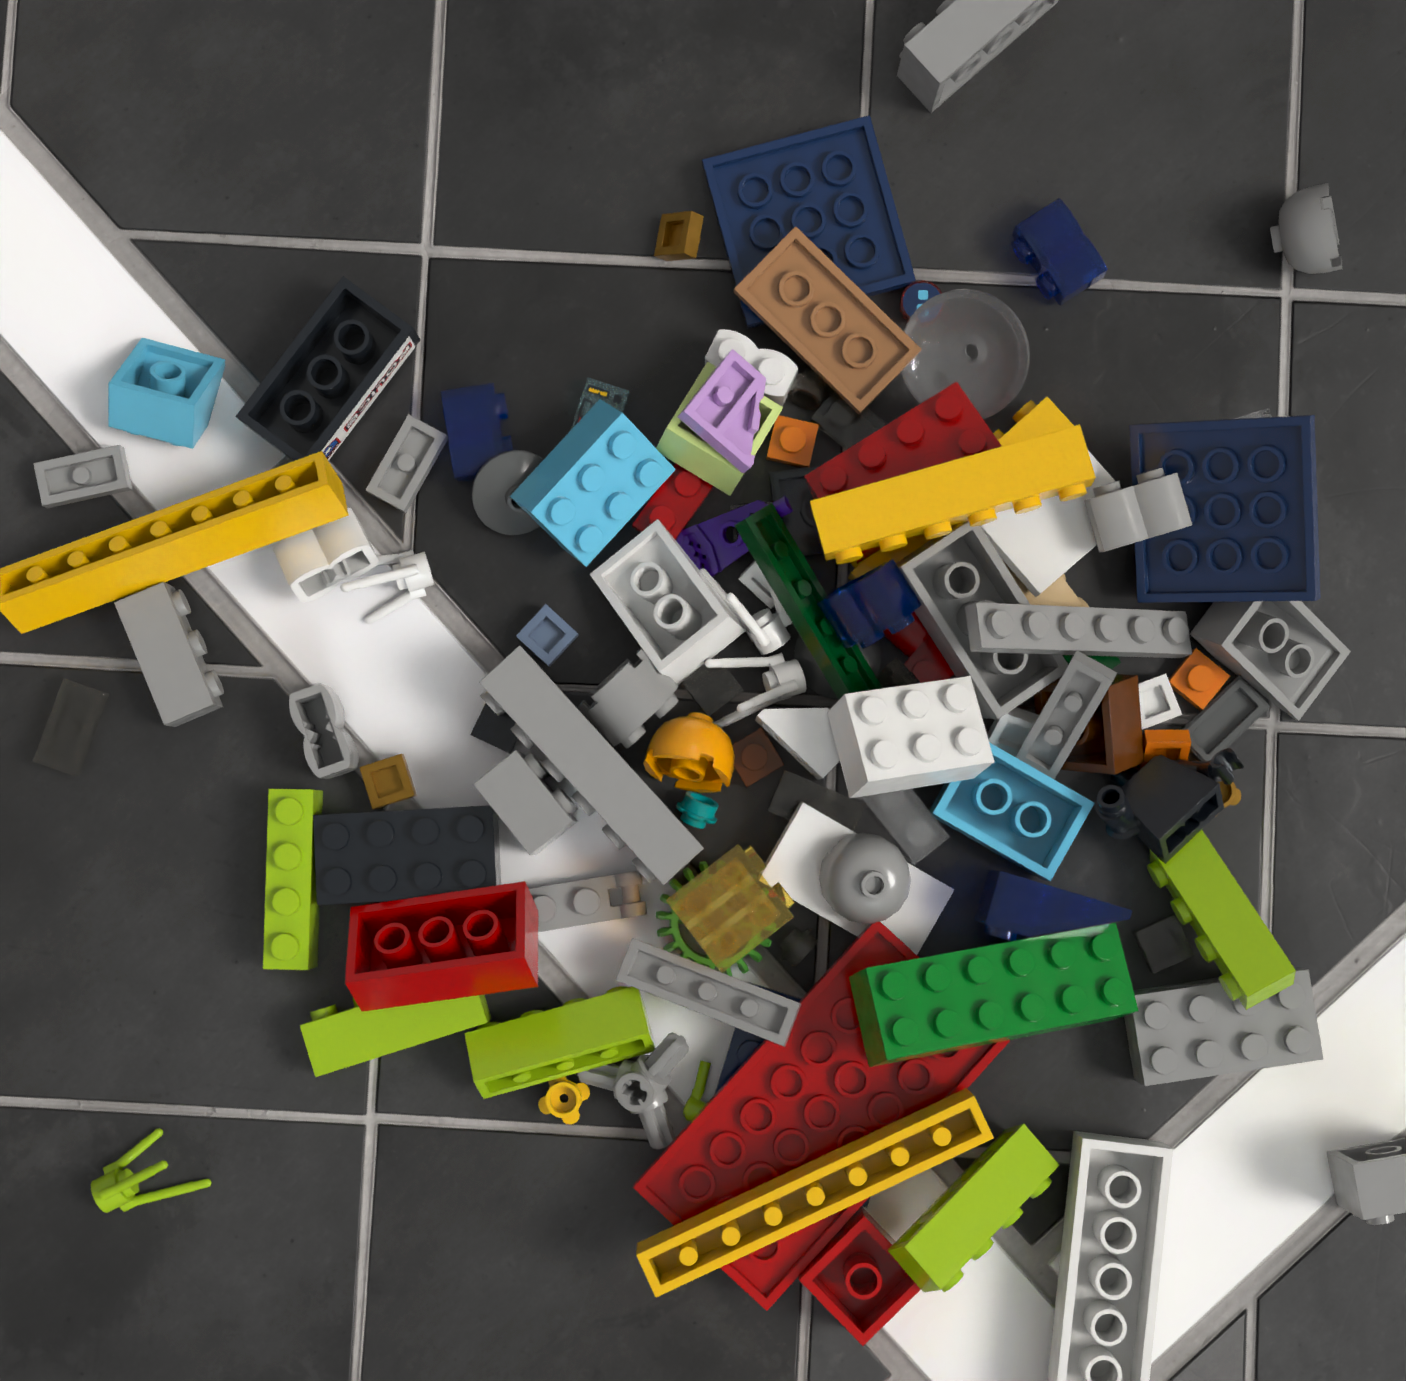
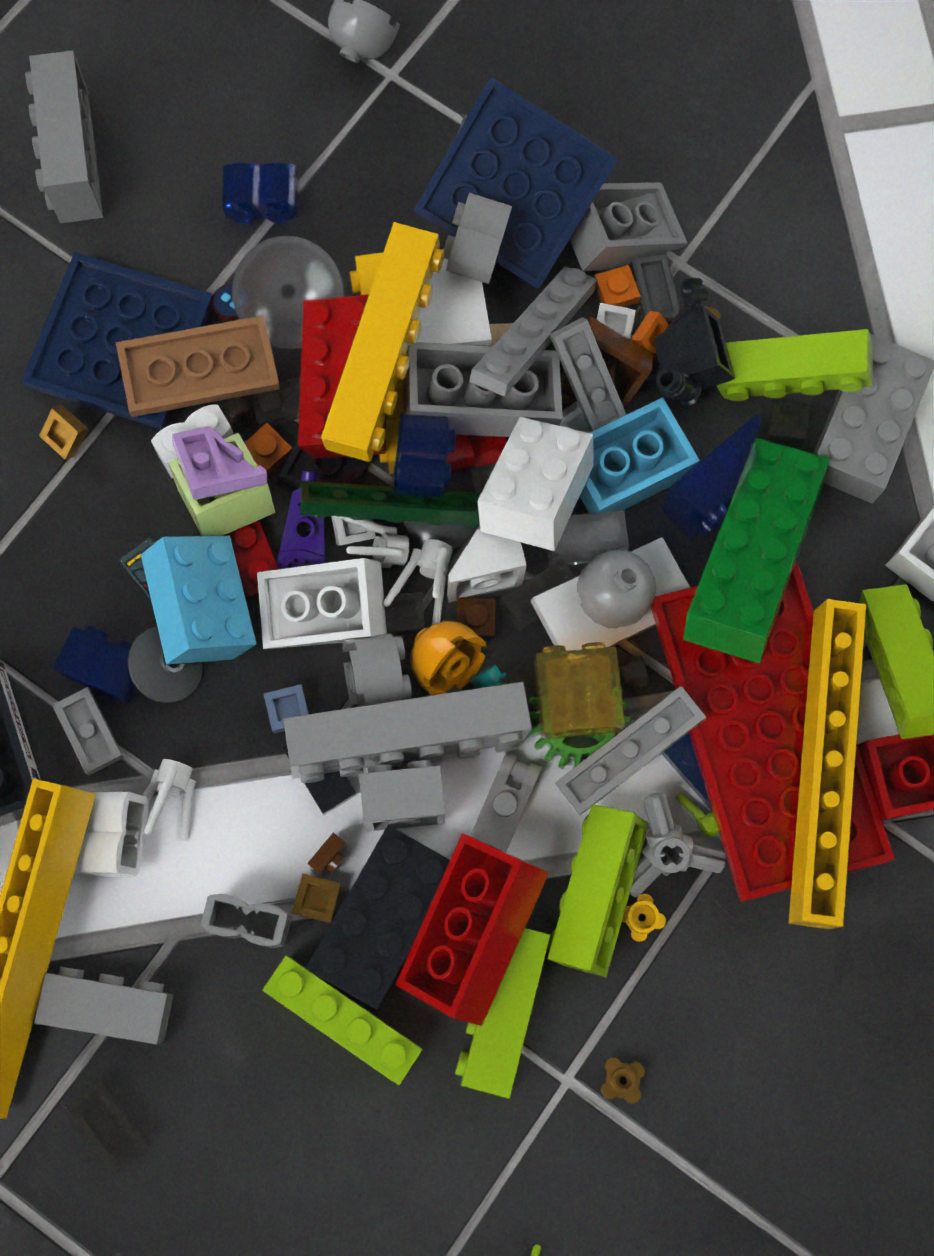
camera: 65 degrees left, 10 degrees down
(407, 1159) = (612, 1086): none -> pearl gold plate
(433, 768) = (329, 856): none -> reddish brown plate

